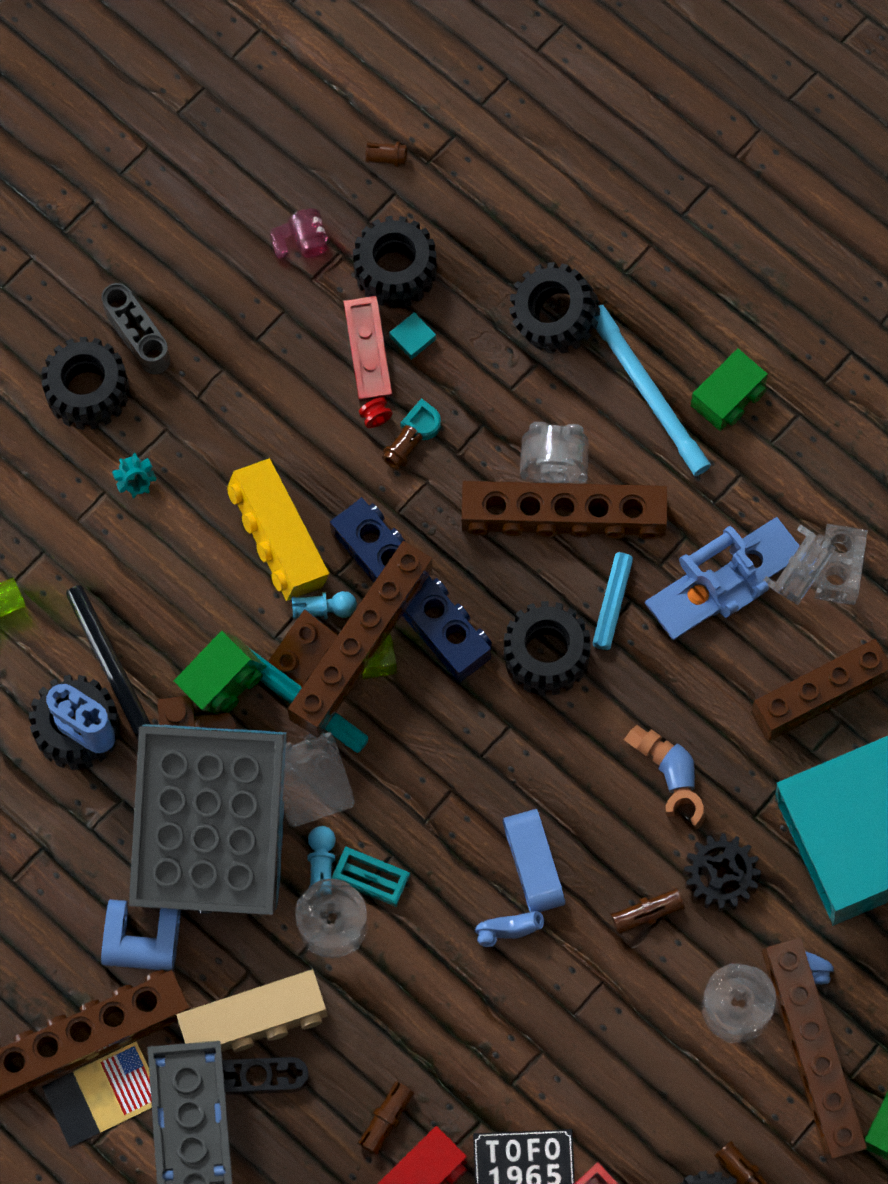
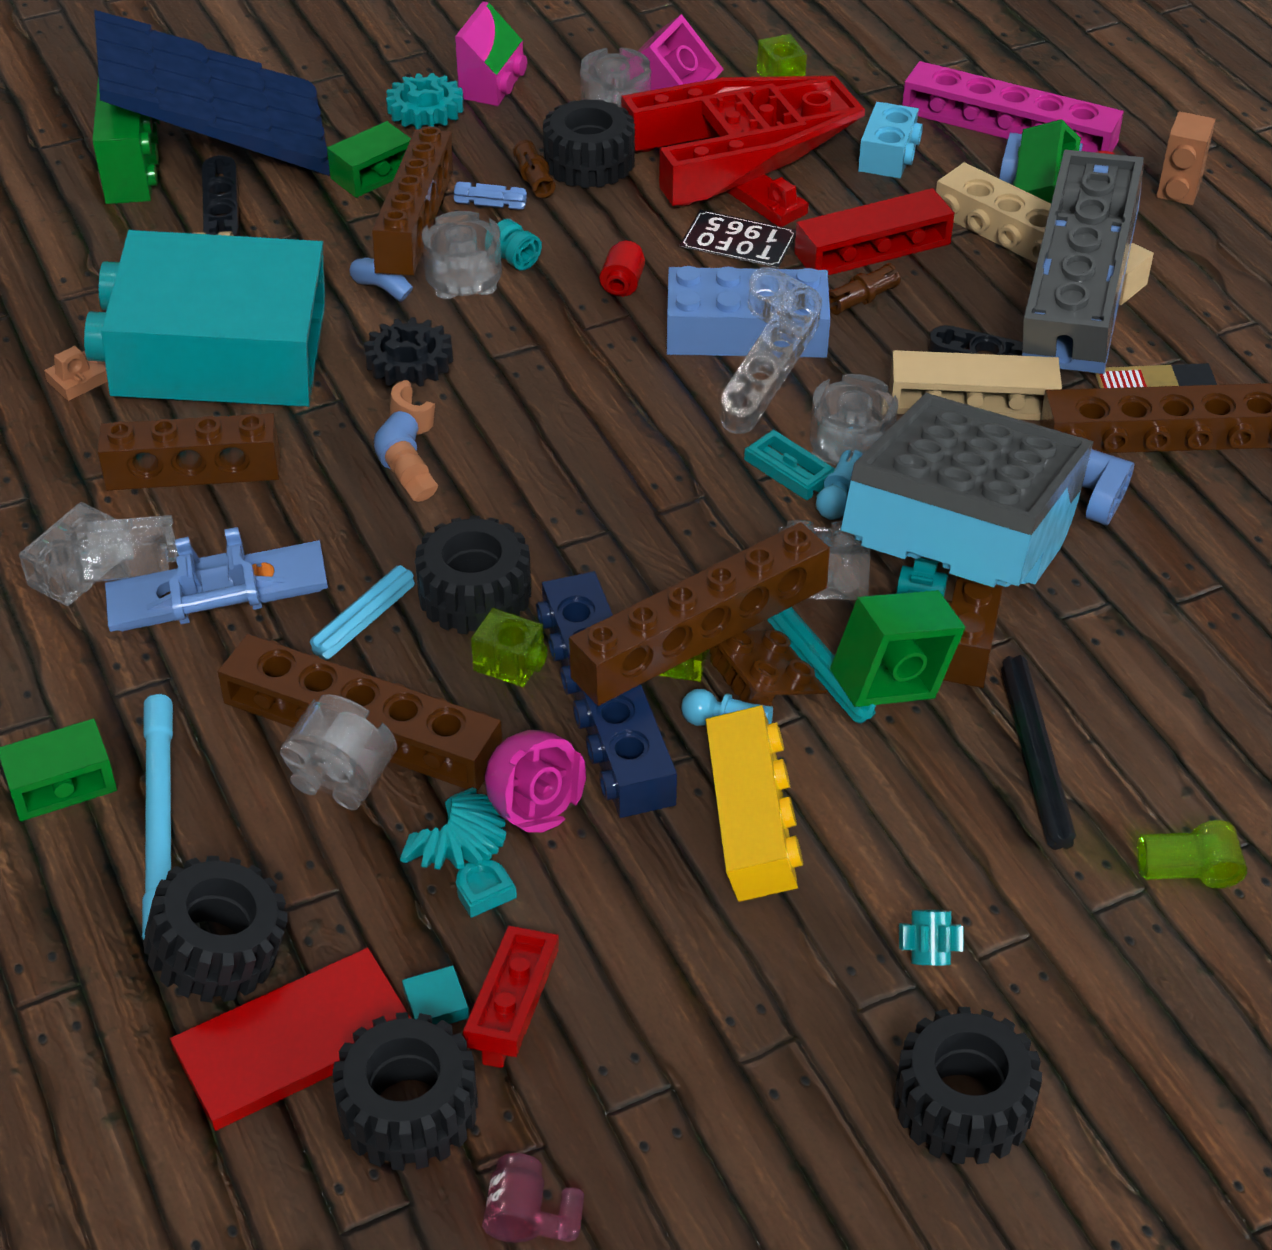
camera: 160 degrees left, 25 degrees down
(63, 748) = (1105, 681): black tyre -> none
(90, 718) = (1098, 596): medium blue connector -> none
(120, 317) = (854, 1180): dark grey beam -> none
(375, 412) = (544, 906): red bush -> none
(401, 448) = (532, 854): reddish brown pin -> none
(412, 980) = (764, 355): none -> clear beam
(425, 491) = (534, 779): none -> dark pink cylinder
(448, 445) = (470, 835): none -> teal hair
(468, 1031) = (712, 313): none -> medium blue brick
(480, 283) = (283, 1038): none -> red tile
(501, 588) = (508, 647): none -> clear neon green brick
(508, 927) = (659, 380): medium blue arm -> none
(533, 861) = (602, 416): medium blue beam -> none
(598, 1052) = (622, 268): none -> red brick
(647, 911) = (505, 351): reddish brown pin -> none
(697, 1047) = (518, 246): none -> teal wheel
(767, 1122) = (490, 195): none -> medium blue axle

